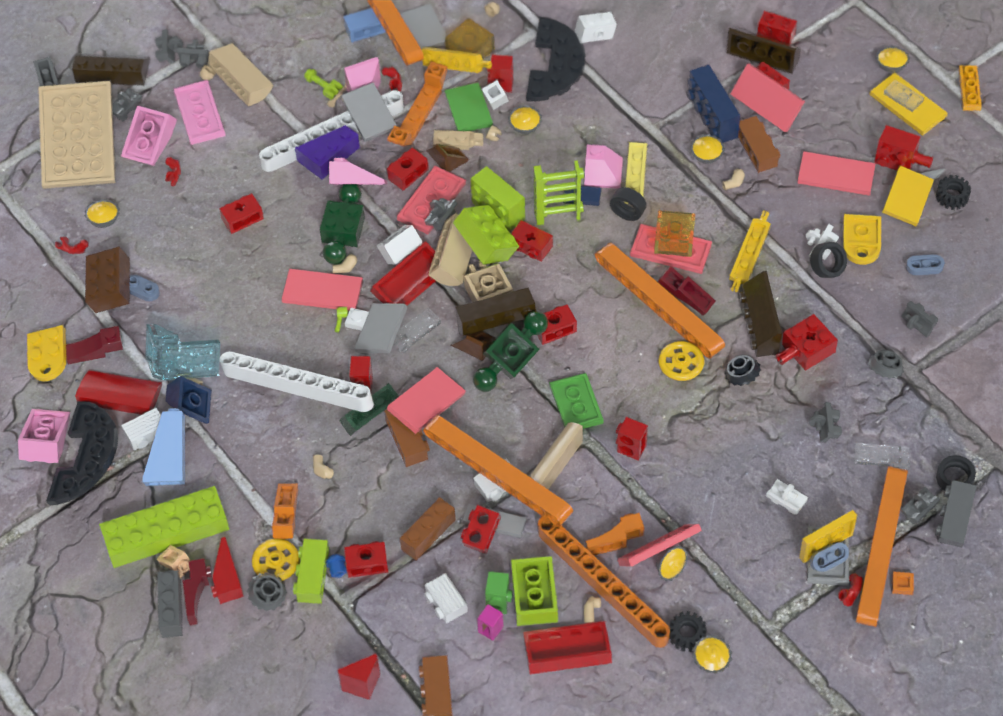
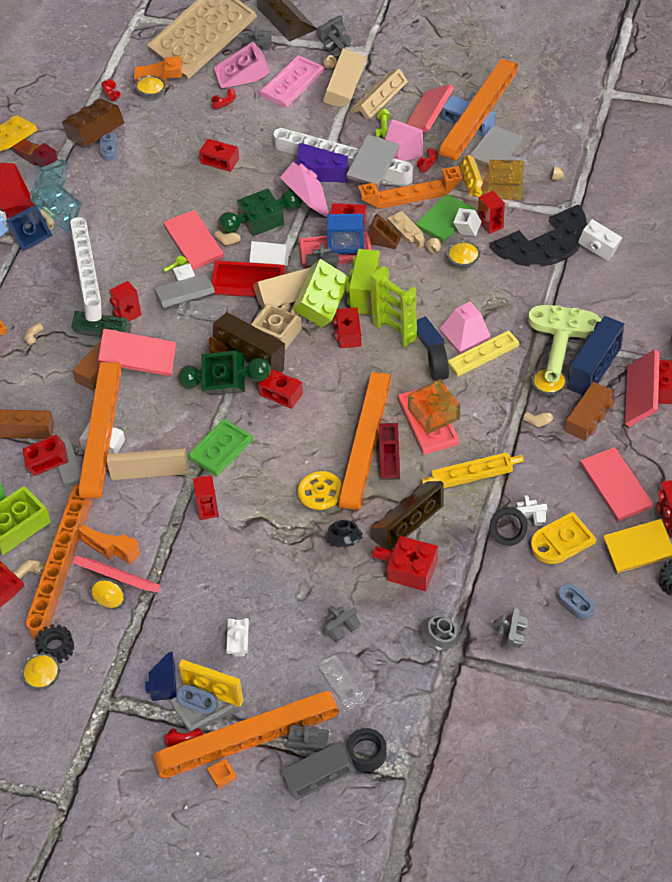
camera: 55 degrees right, 5 degrees down
(91, 192) = (168, 68): none -> orange slope
(284, 59) = (380, 94): none -> tan fence
(339, 42) = (429, 107): none -> coral tile
(437, 177) = (345, 233): none -> blue piece
(660, 102) = (563, 324): none -> yellowish green piece
(786, 571) = (162, 679): none -> clear blue slope

